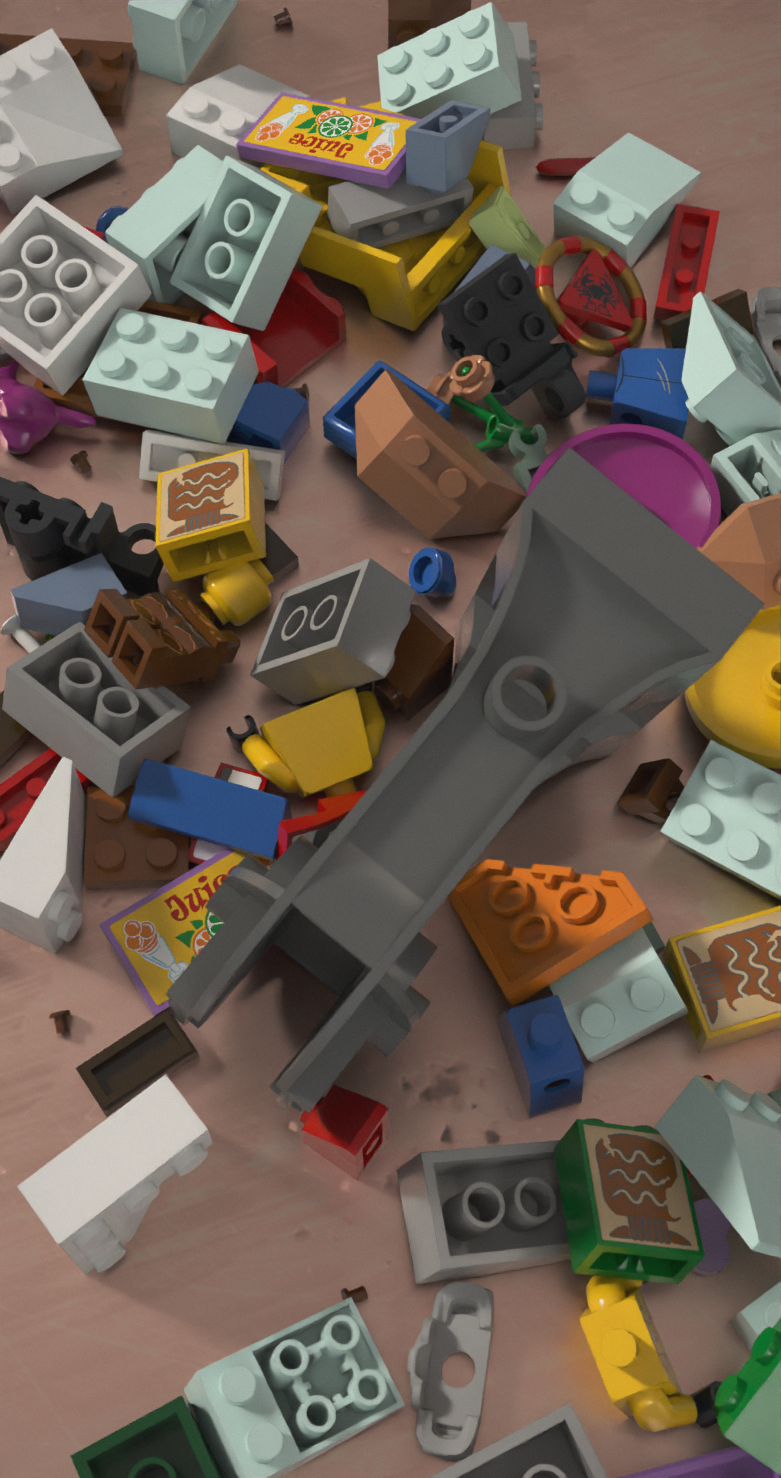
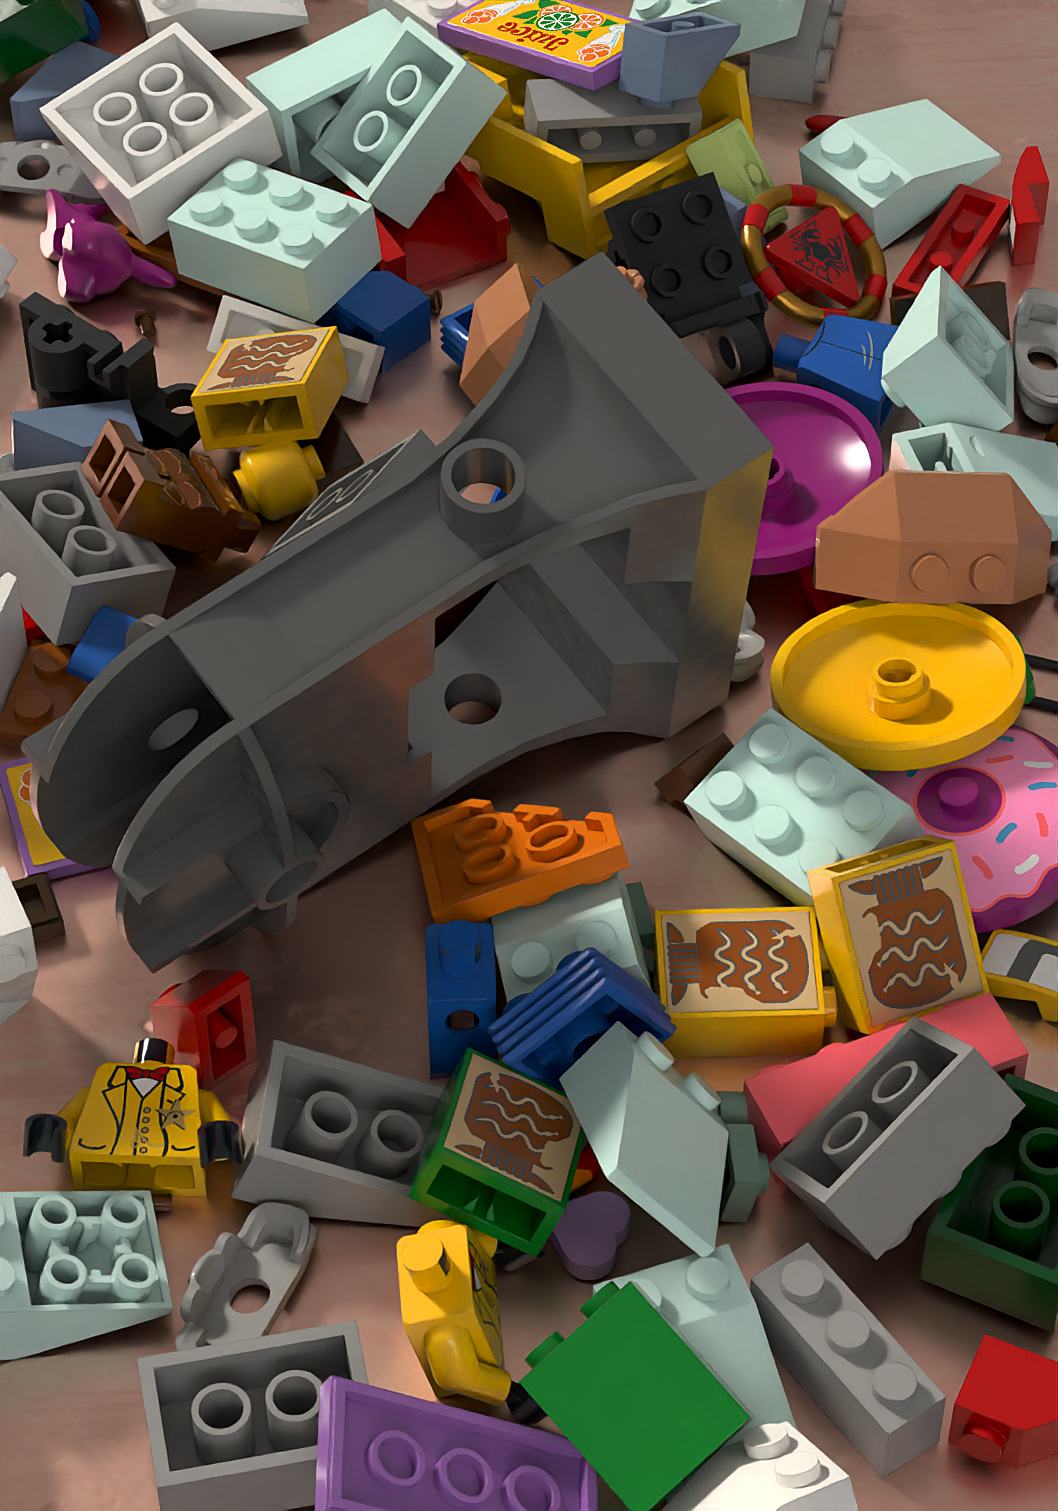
camera: 15 degrees right, 15 degrees down
(327, 1239) = (139, 1127): none -> yellow torso
(653, 1071) = (570, 1012): none -> blue brick
(733, 227) = (1027, 207): none -> red slope

